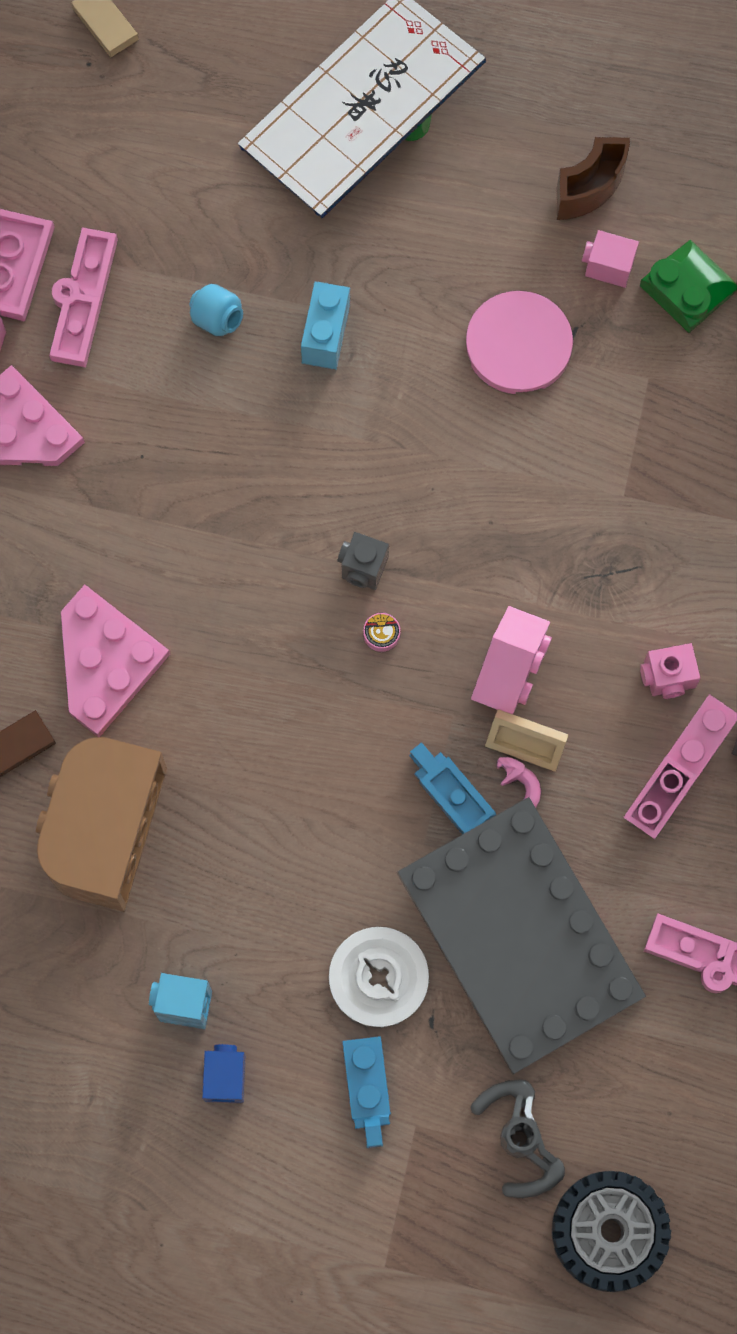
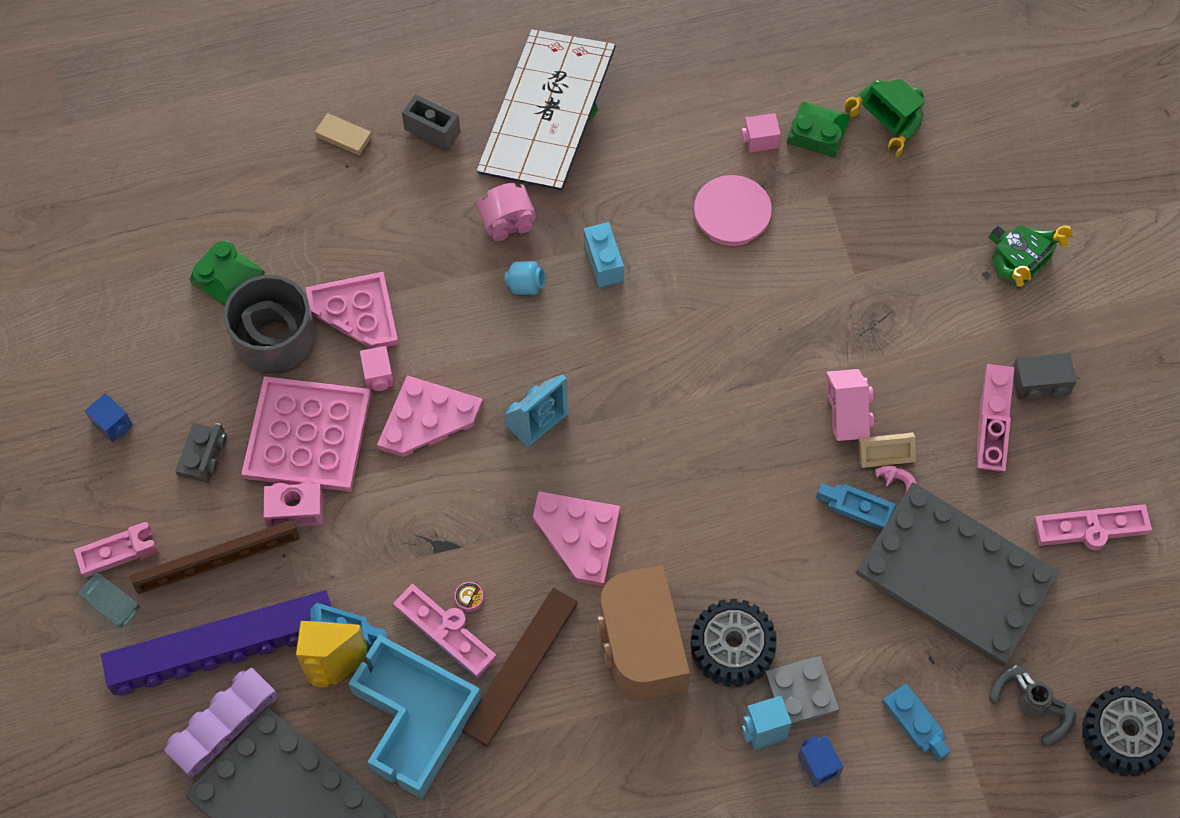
camera: 25 degrees left, 10 degrees down
(82, 297) = (430, 311): bright pink hinge -> none
(133, 487) = (538, 411): none -> medium azure slope
(198, 854) = (729, 663): none -> wheel
(212, 55) = (431, 122): none -> dark grey brick
(237, 214) = (506, 211): none -> bright pink brick
(253, 982) = (803, 690): none -> light grey plate
(363, 560) = (715, 388): dark grey brick -> none
(381, 632) = (752, 429): tile -> none
(382, 950) = (899, 640): white gear -> none
(592, 180) = (722, 93): reddish brown brick -> none
(670, 671) = (951, 363): bright pink brick -> none

